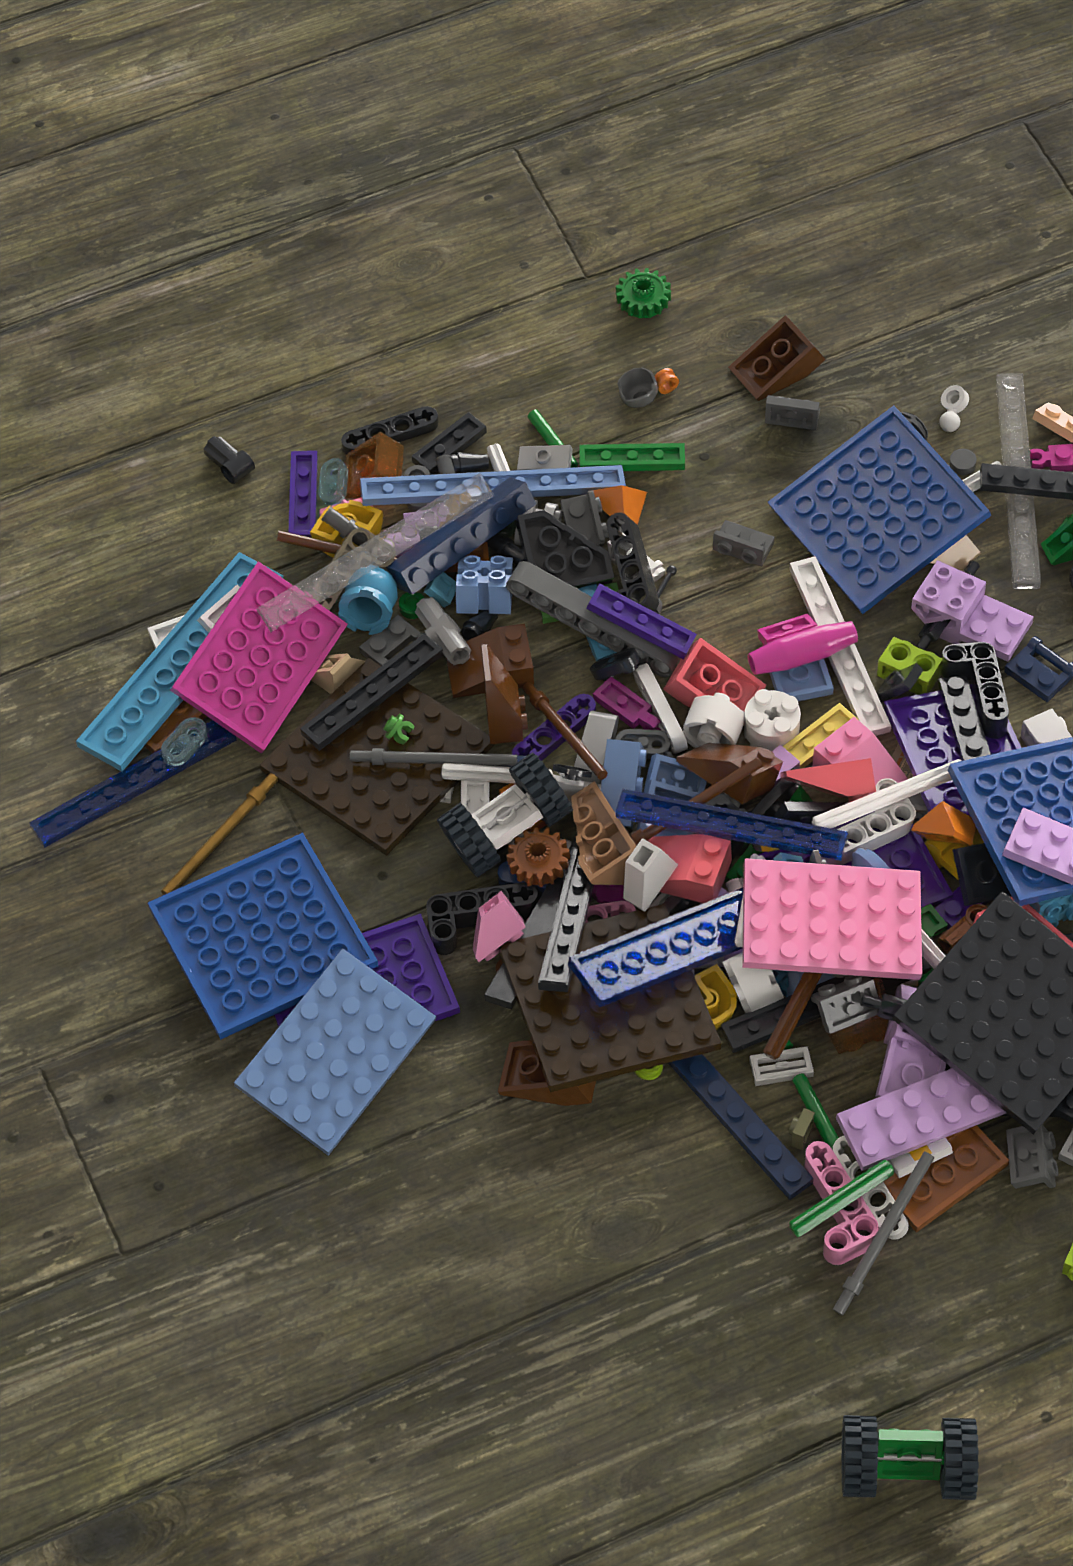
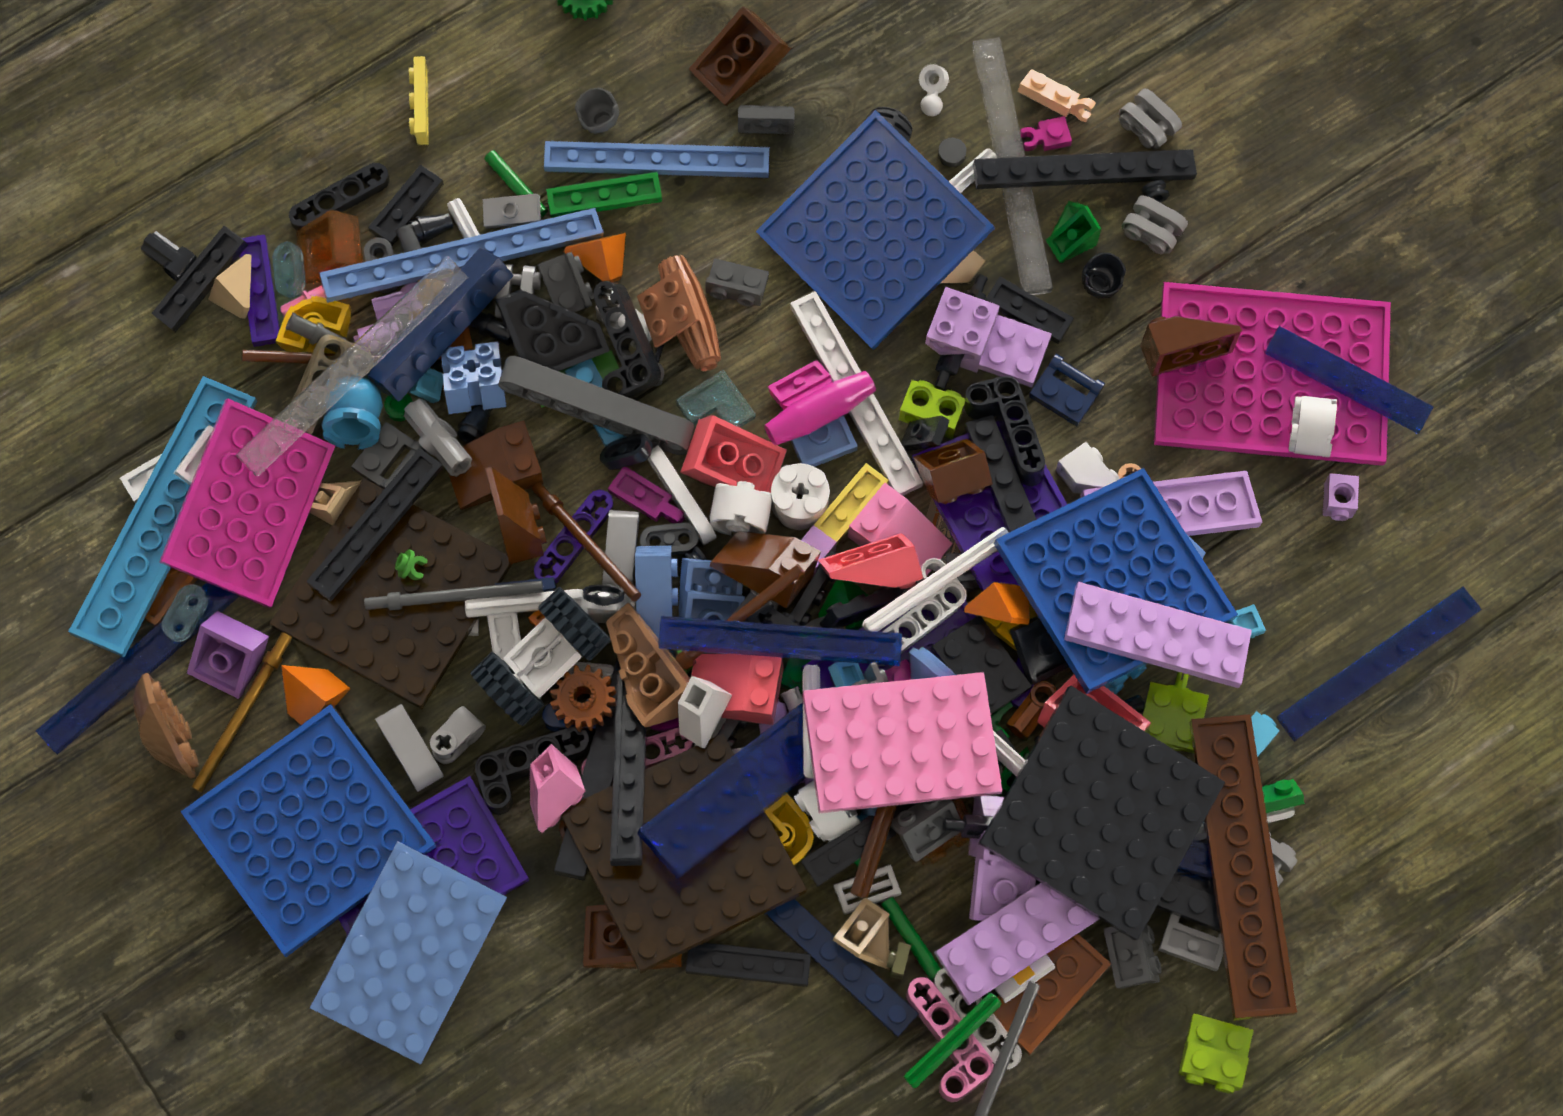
camera: 15 degrees left, 15 degrees up
(145, 820) = (163, 728): none -> medium nougat wedge
(215, 783) = (227, 654): none -> medium lavender slope
(251, 478) = (199, 278): none -> black plate
(279, 486) = (232, 288): none -> tan slope
(285, 821) = (310, 691): none -> orange slope
(368, 884) = (409, 747): none -> light grey beam
(414, 877) = (458, 731): none -> light grey piece
(477, 362) = (419, 100): none -> light yellow plate
(641, 621) = (647, 404): dark purple plate -> none
(655, 1111) = (749, 964): none -> black plate
(666, 380) = (626, 96): orange bush -> none
(686, 549) = (680, 308): none -> nougat plate
(694, 434) = (660, 158): none -> medium blue plate
(716, 632) = (716, 395): none -> clear light blue plate
(774, 1098) = (866, 934): none -> tan slope
(921, 714) = (954, 470): none -> reddish brown slope
(938, 893) = (977, 650): none -> black plate
(1013, 594) = (1029, 309): none -> black plate

